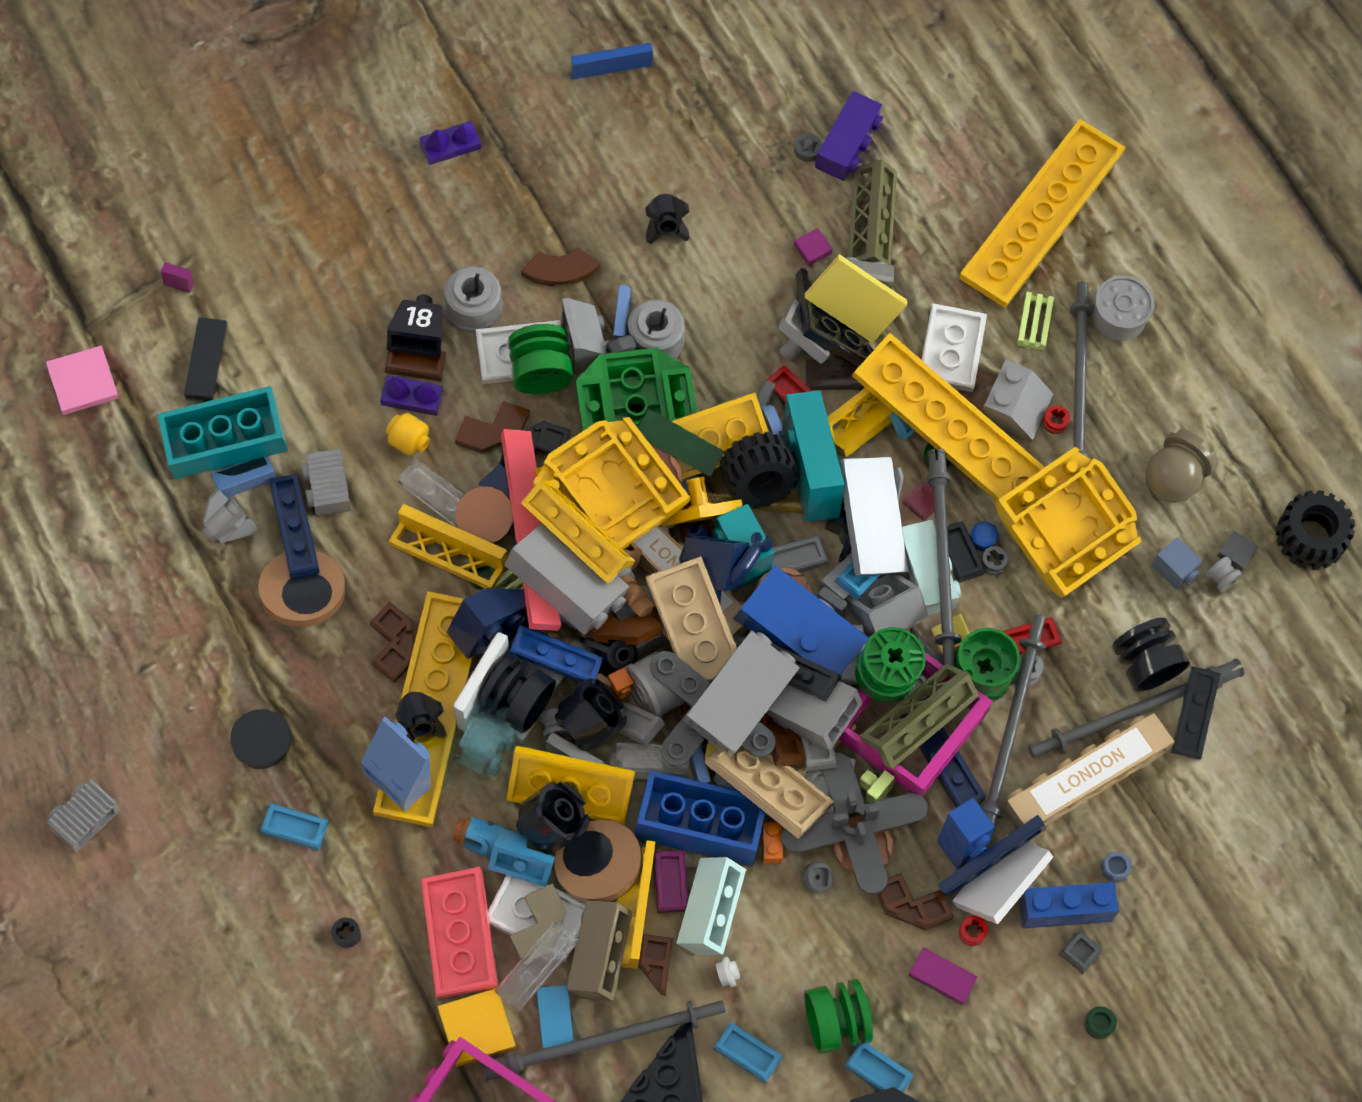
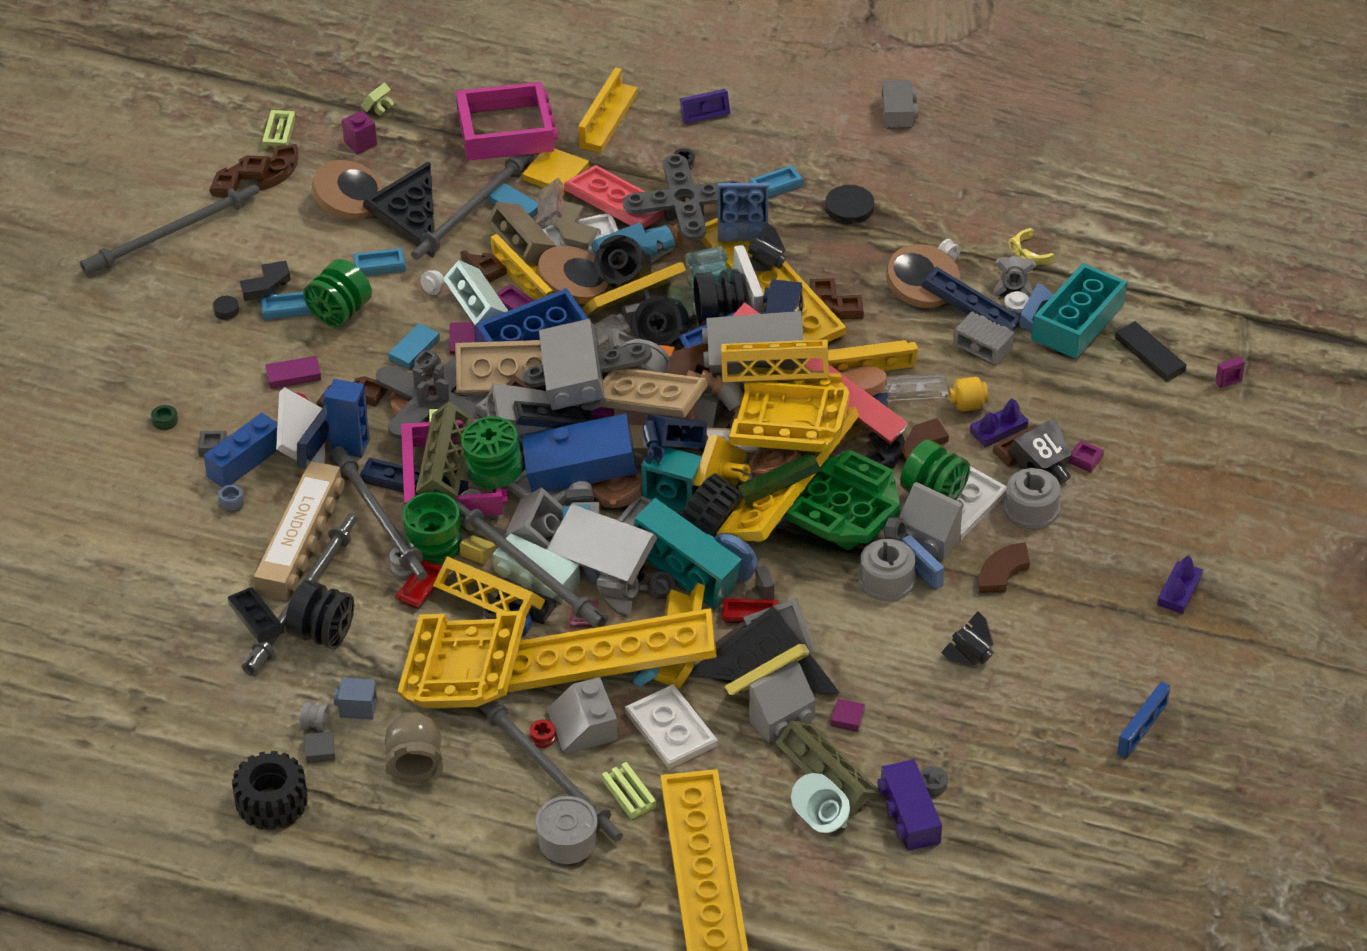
camera: 145 degrees right, 20 degrees down
(82, 380) = (1205, 288): bright pink tile -> none
(175, 563) = (1014, 244): none -> light yellow cap
(245, 600) = (950, 248): none -> white bush
(246, 975) = (704, 106): none -> dark purple tile
(251, 499) = (1016, 302): none -> white plate
(356, 1057) = (606, 113): none -> yellow fence
(378, 309) = (1086, 456): none -> magenta tile
(425, 836) = (680, 186): none -> dark grey piece
(760, 881) = (461, 333): none -> magenta slope
(809, 912) = (415, 342): none -> dark azure tile
(917, 177) = (820, 803): none -> light aqua piece
(983, 571) = (485, 580): none -> yellow fence

